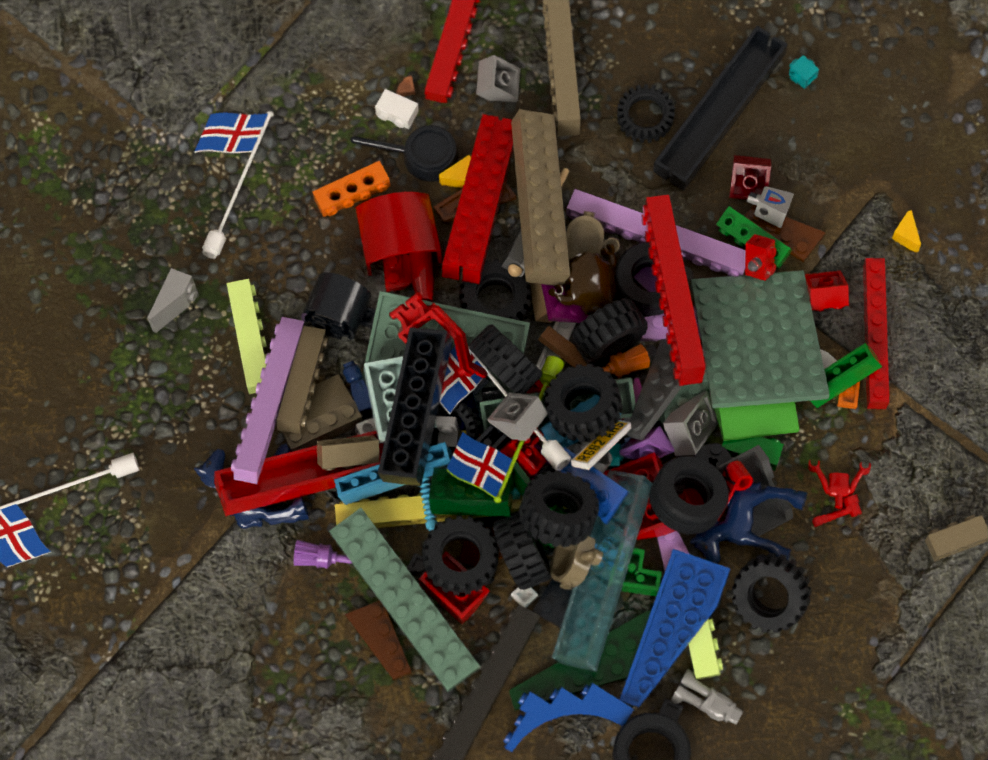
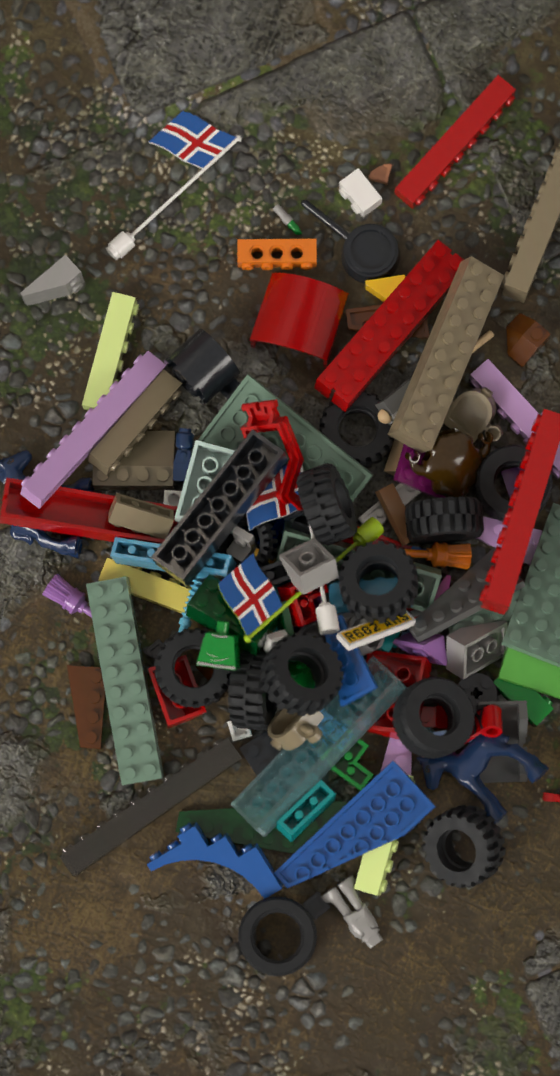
camera: 30 degrees right, 10 degrees up
(345, 159) = (287, 219): none -> light grey piece
(410, 269) = (294, 365): red plate -> none
(477, 521) = (220, 648): none -> green torso
(498, 80) = (472, 210): light grey slope -> none
(517, 495) = (272, 639): none -> white tile
(596, 160) = (524, 339): none -> reddish brown slope
(620, 631) = (306, 811): none -> teal brick

